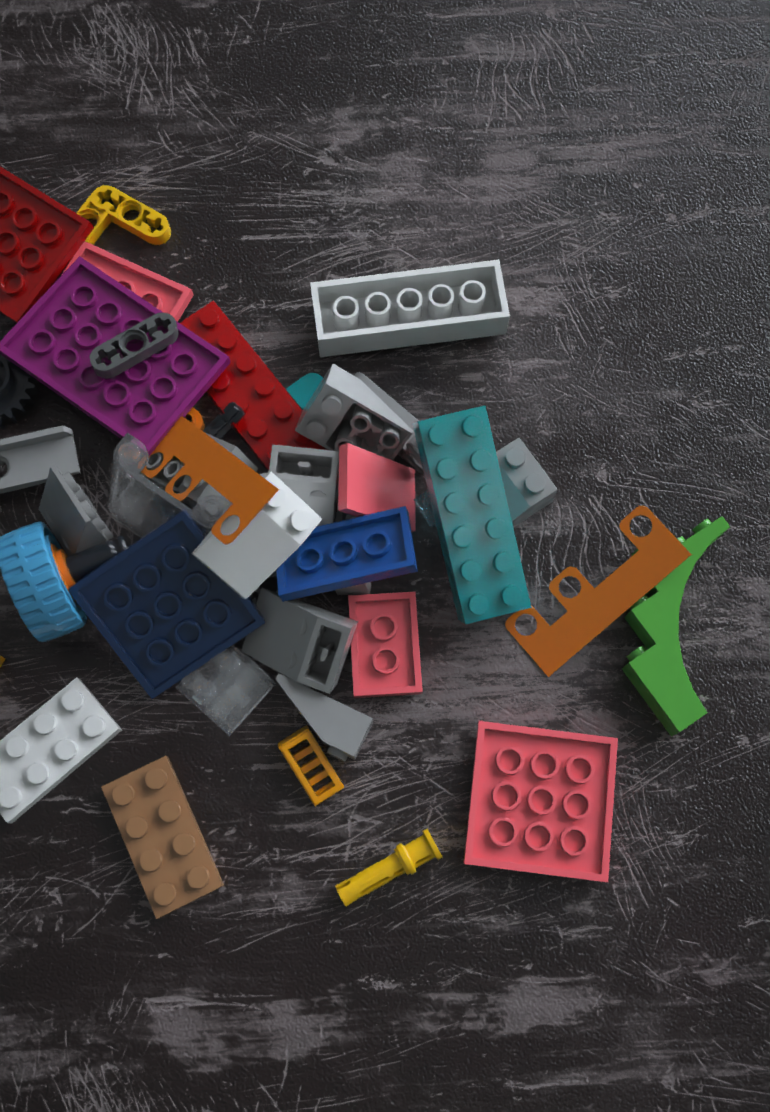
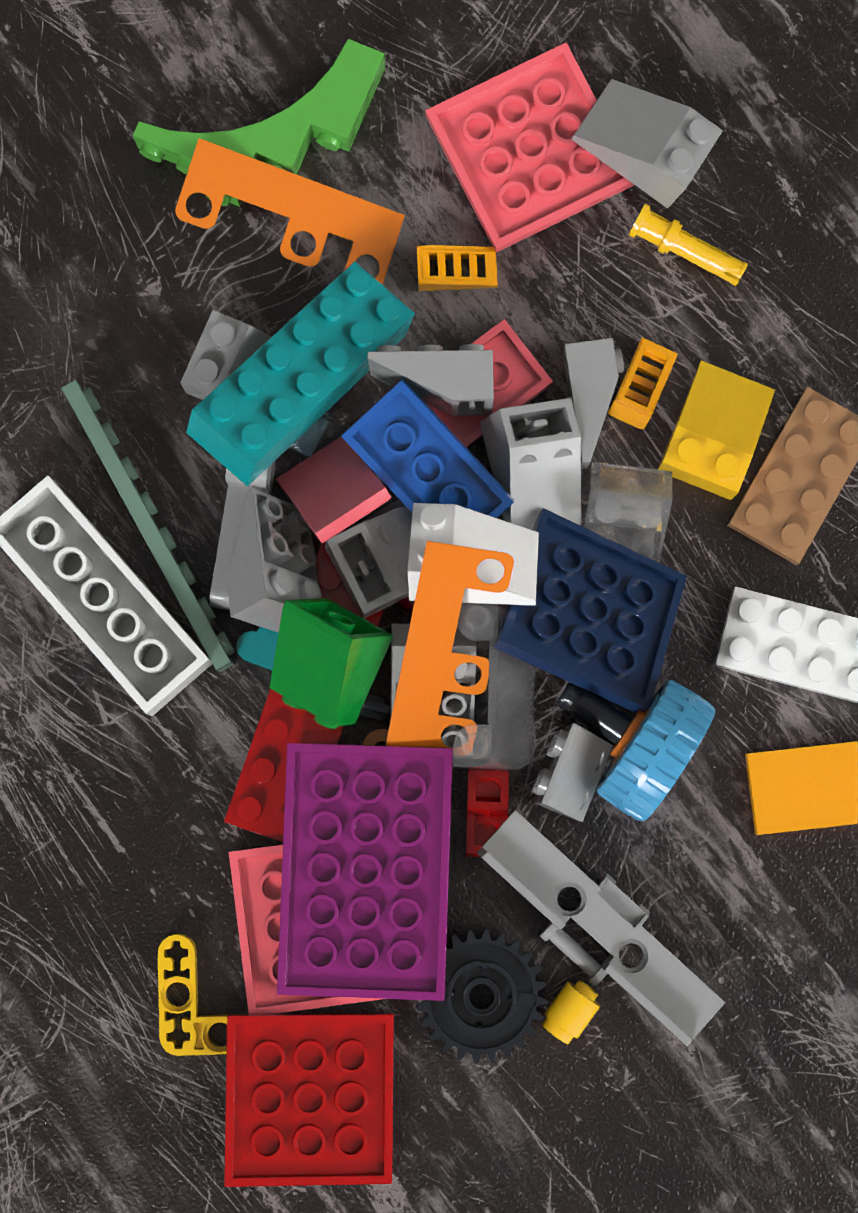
camera: 125 degrees left, 10 degrees up
(94, 459) = (485, 806): none -> red slope
(139, 331) = (319, 825): dark grey beam -> none
(237, 794) = (717, 430): none -> yellow slope
(261, 406) = (326, 659): none -> green slope
(400, 605) = (447, 380): none -> light grey slope
(443, 368) = (158, 540): none -> sand green plate
(490, 890) = (647, 139): none -> light grey slope
(501, 661) = (443, 252): none -> light orange slope

